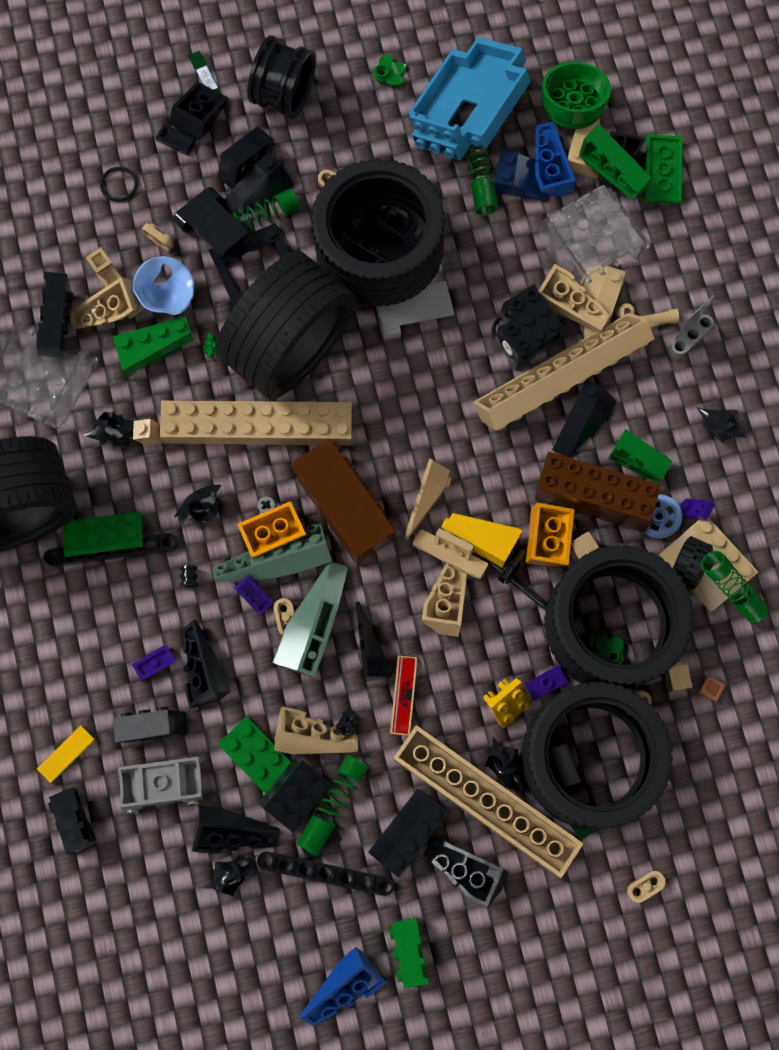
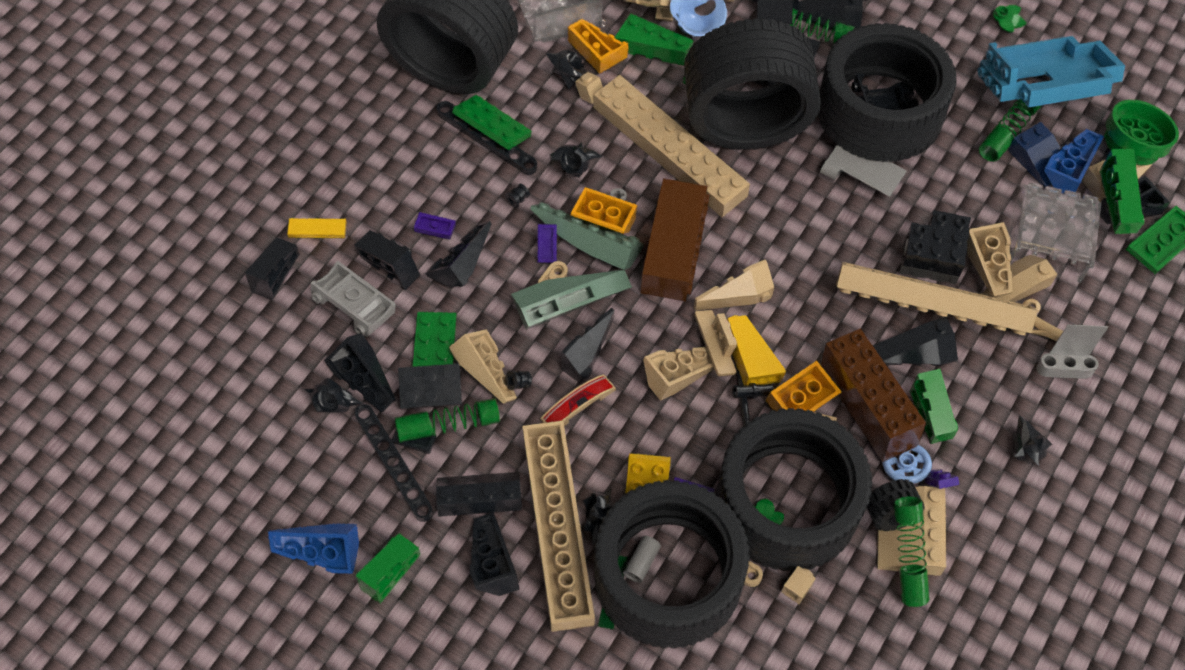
camera: 50 degrees right, 15 degrees down
(113, 390) = (595, 46): none -> light orange wedge
(711, 688) = (818, 621): nougat tile -> none

